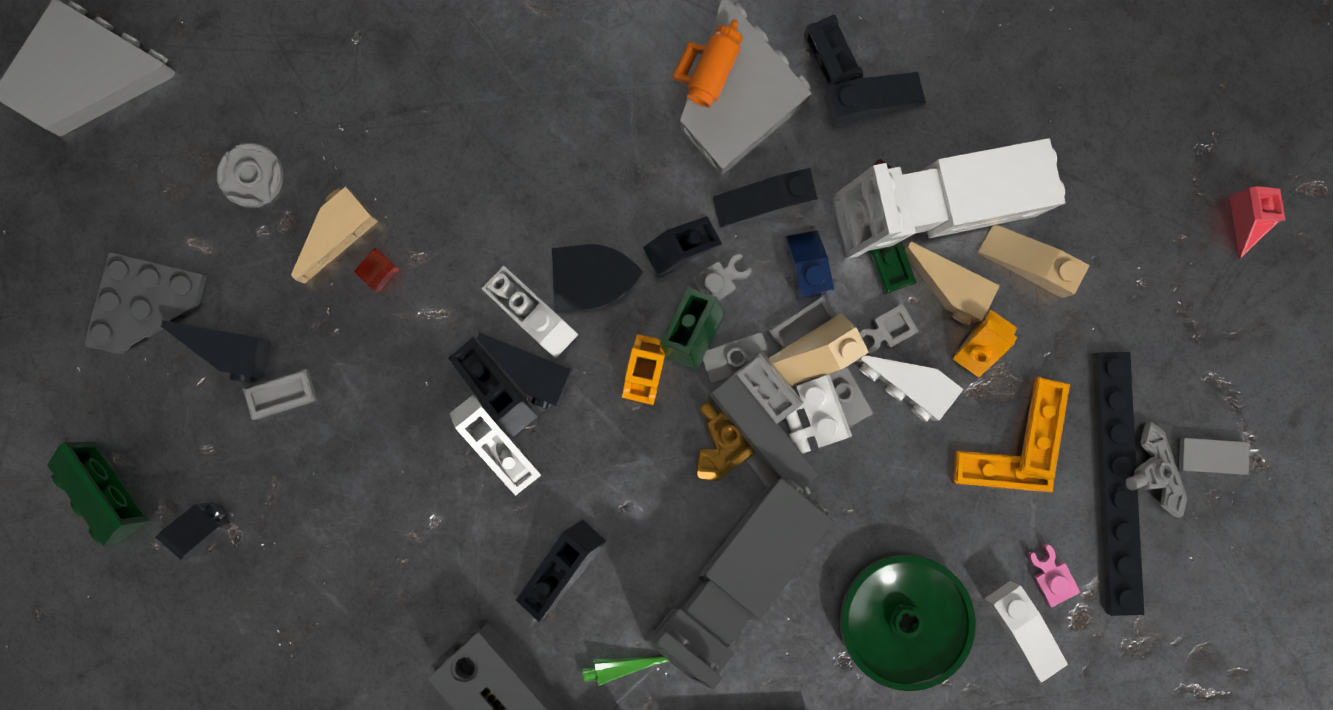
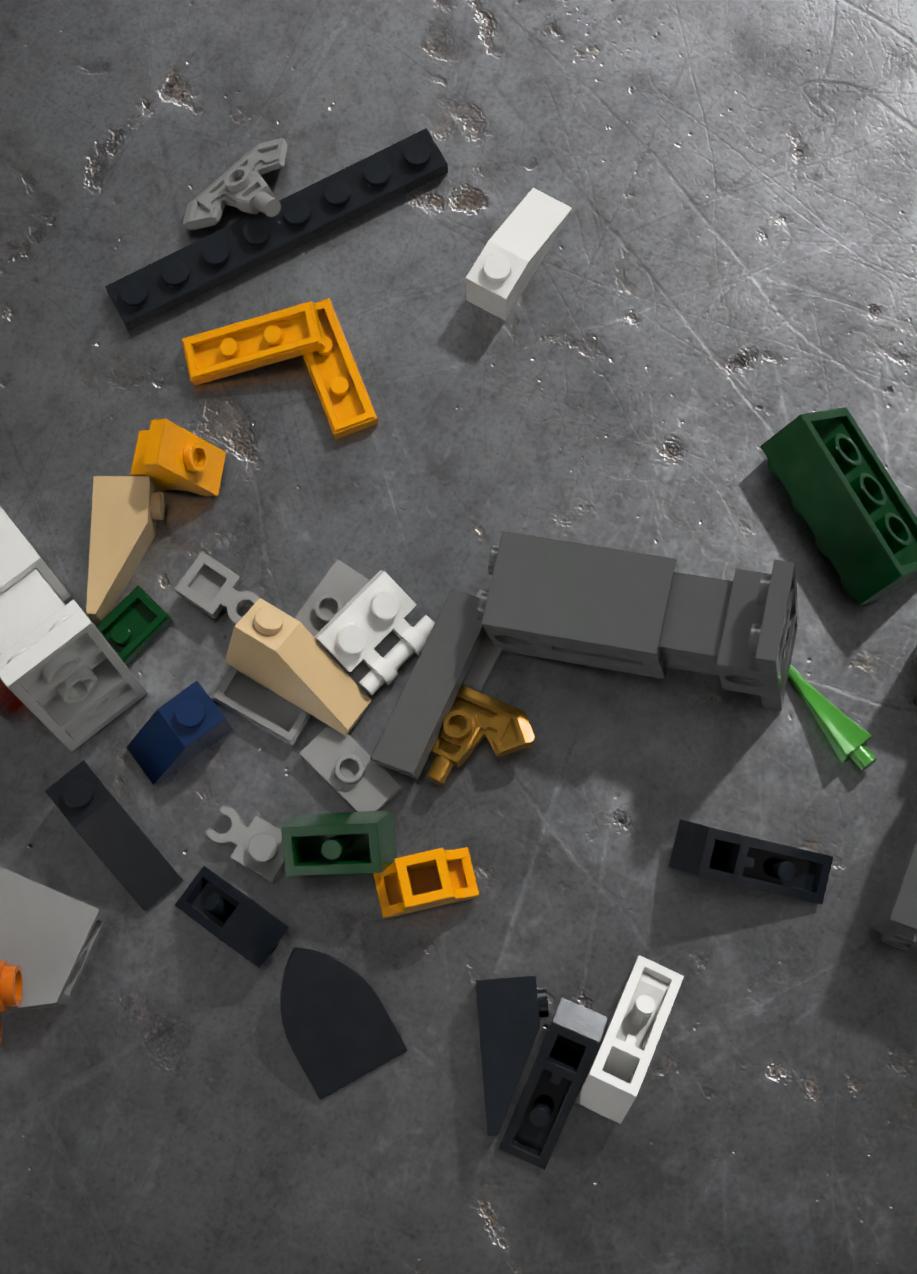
camera: 115 degrees left, 10 degrees down
(529, 312) = (423, 1084): white slope -> none
(769, 387) = (369, 704): light grey plate -> none
(907, 622) = (582, 392): dark green dish -> none
(921, 386) = (273, 512): white slope -> none
(1034, 261) = (40, 452): tan slope -> none
(1054, 580) = (437, 248): bright pink plate -> none
(1214, 456) = (190, 135): light grey tile -> none

